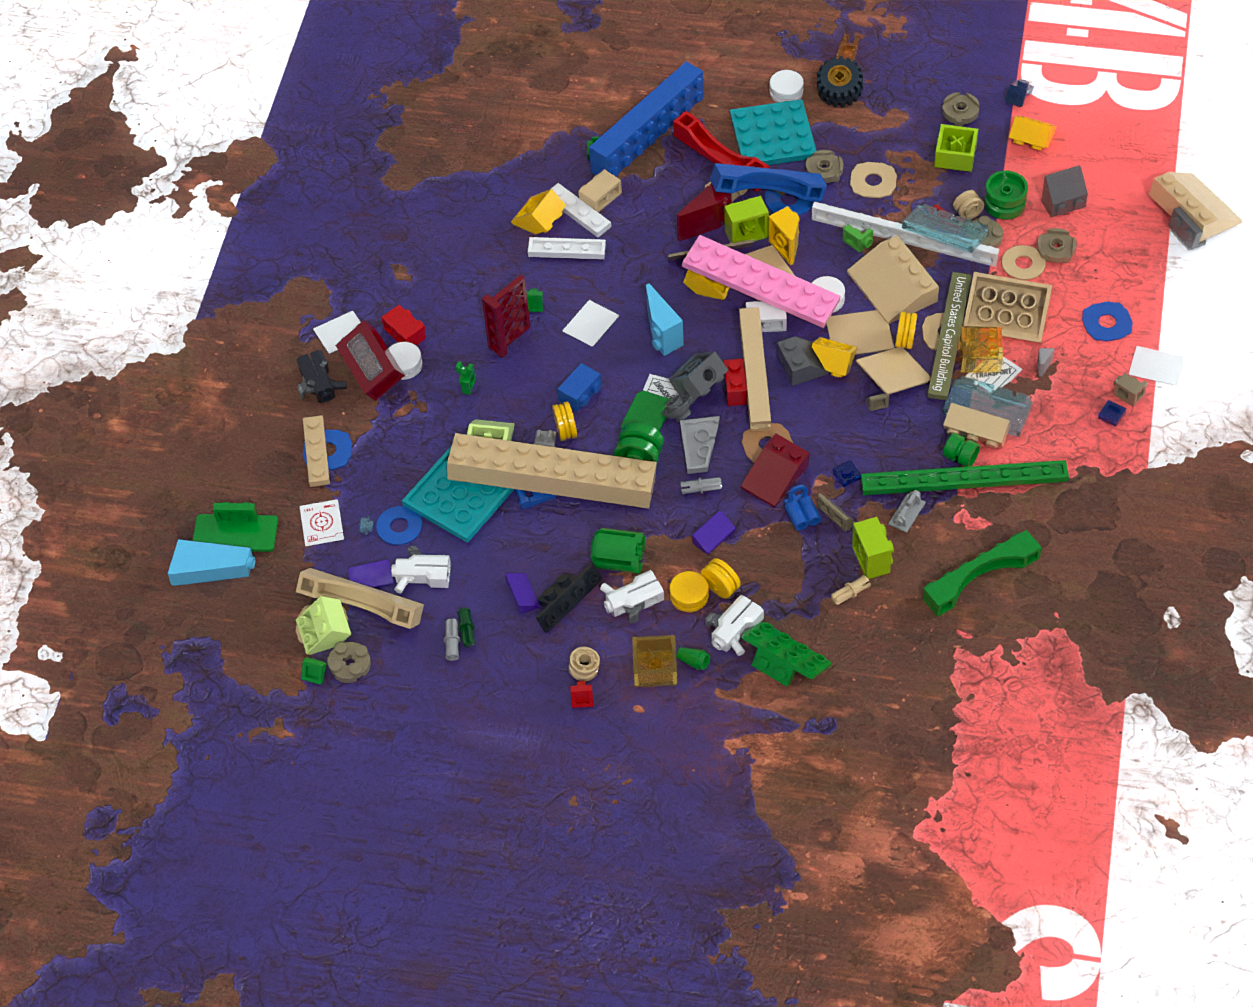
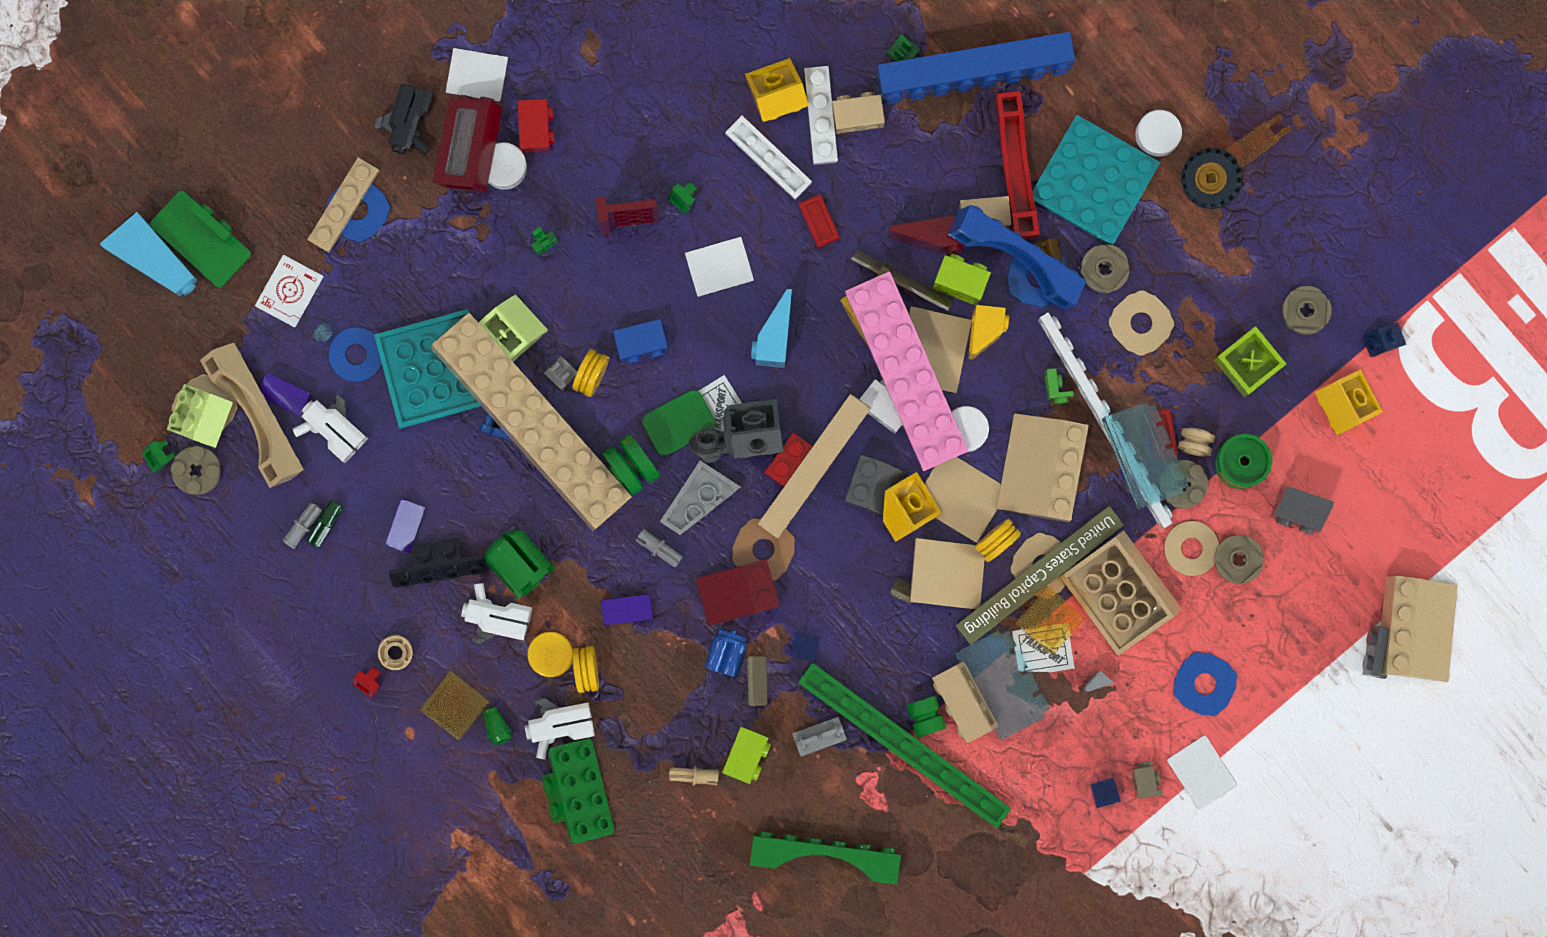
camera: 30 degrees right, 30 degrees up
(629, 259) = (819, 221): none -> red tile

